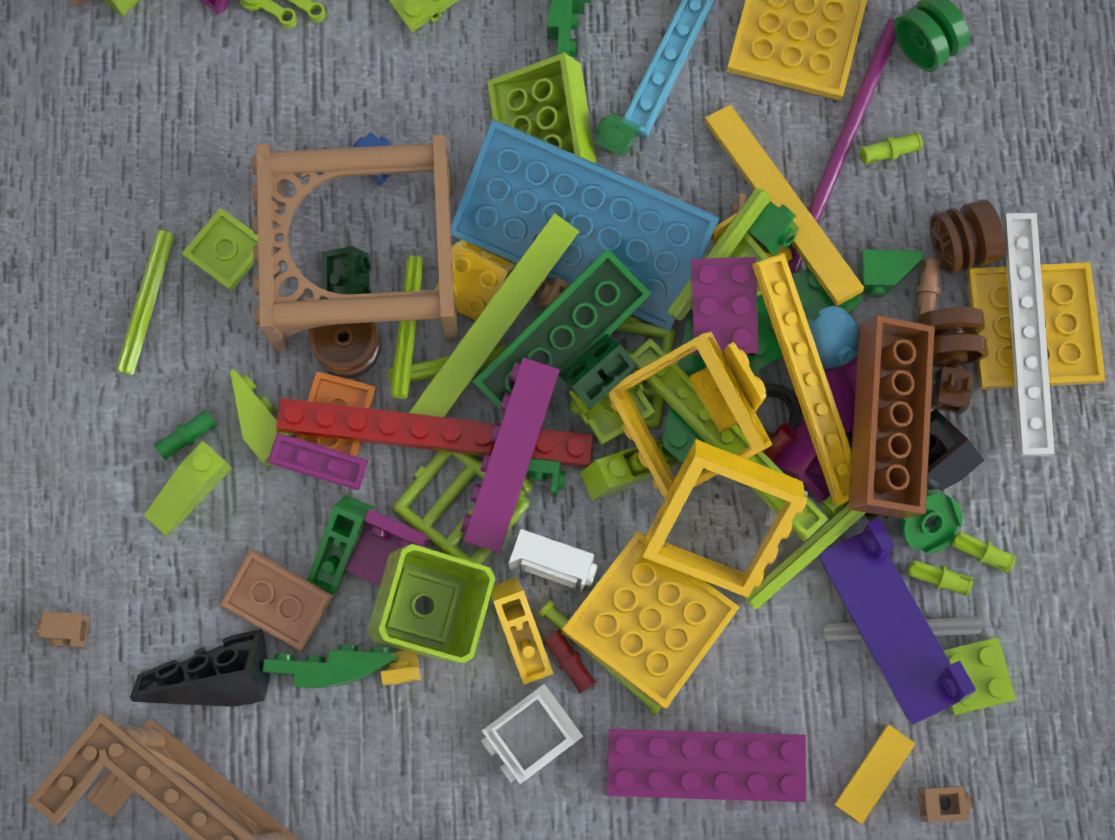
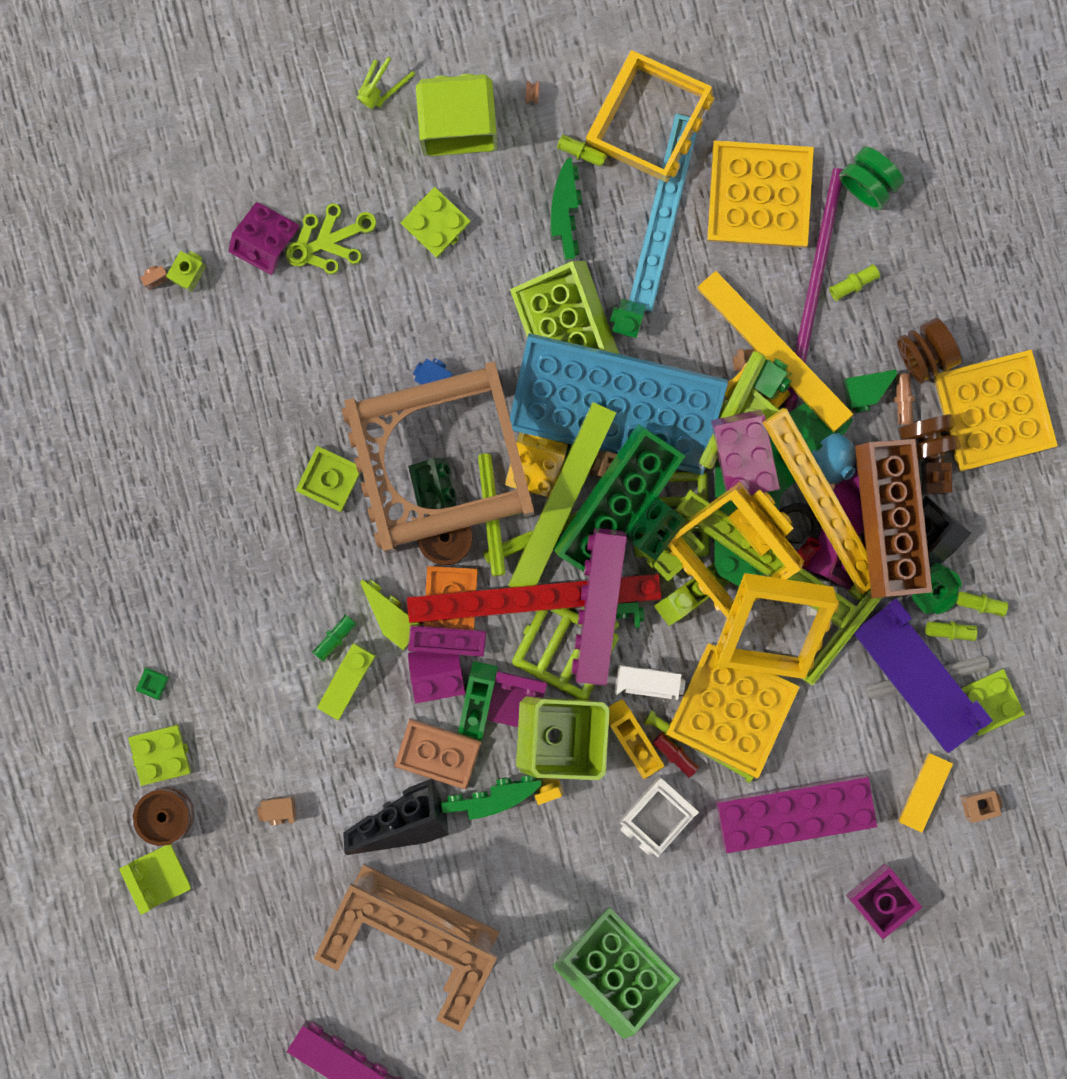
camera: 15 degrees left, 10 degrees up
(145, 302) = (274, 535): lime axle -> none
(295, 504) = (435, 676): none -> magenta slope
(1028, 335) = (990, 421): white plate -> none

